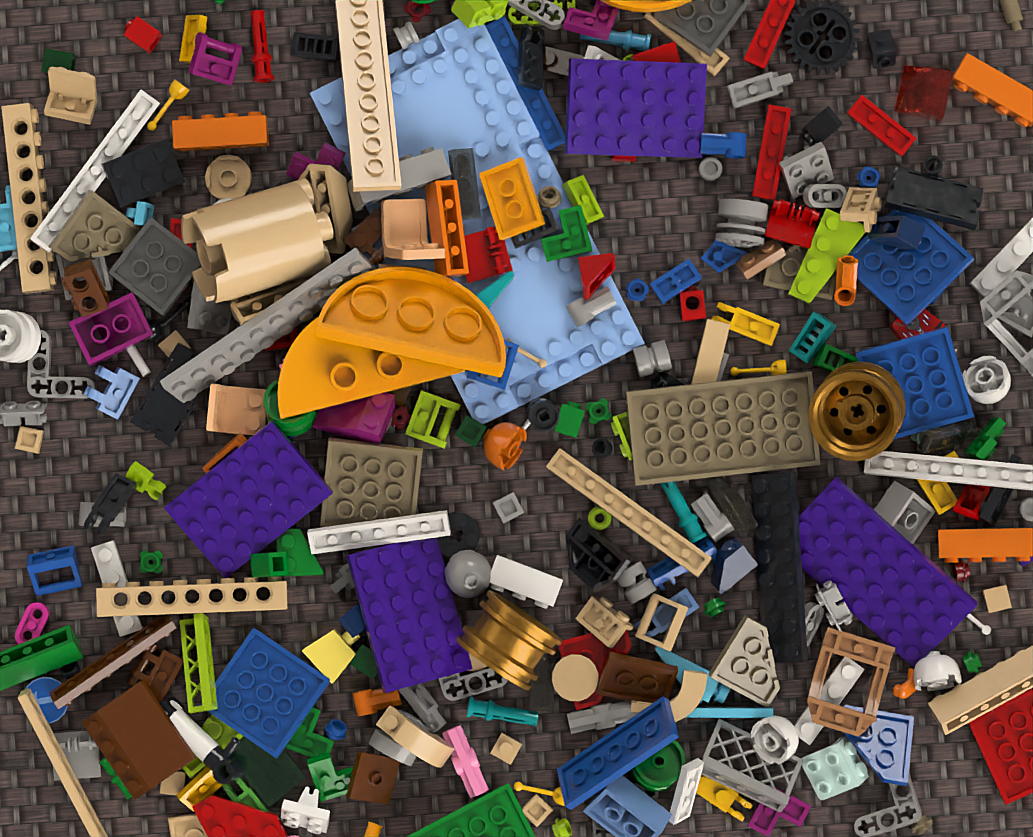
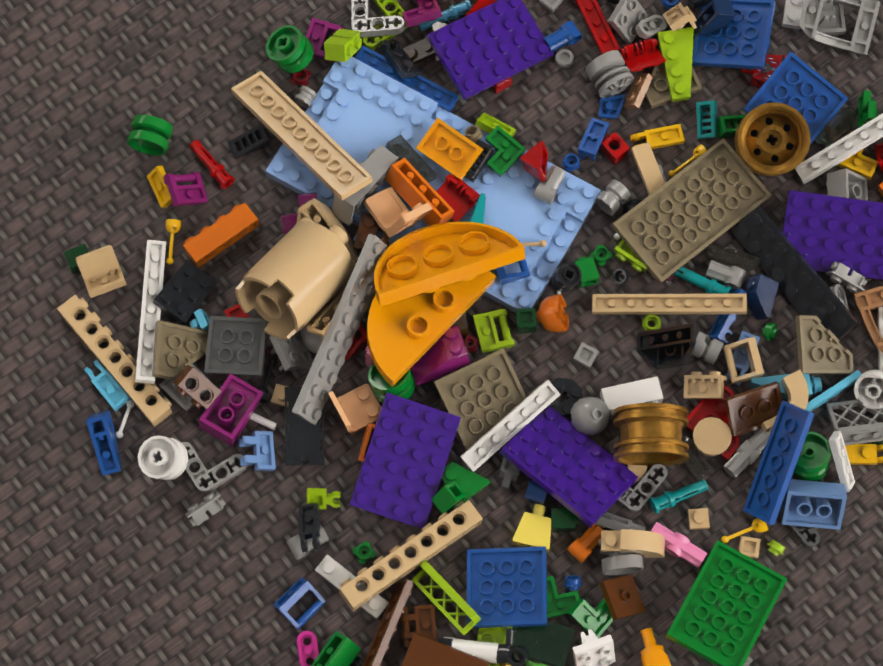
camera: 40 degrees left, 15 degrees down
(29, 439) = (221, 524): tan tile -> none
(142, 34) = (124, 204): red brick -> none
(228, 177) = (242, 259): tan tile -> none
(846, 280) = (702, 67): orange piece -> none
(987, 380) = (840, 71): white cylinder -> none

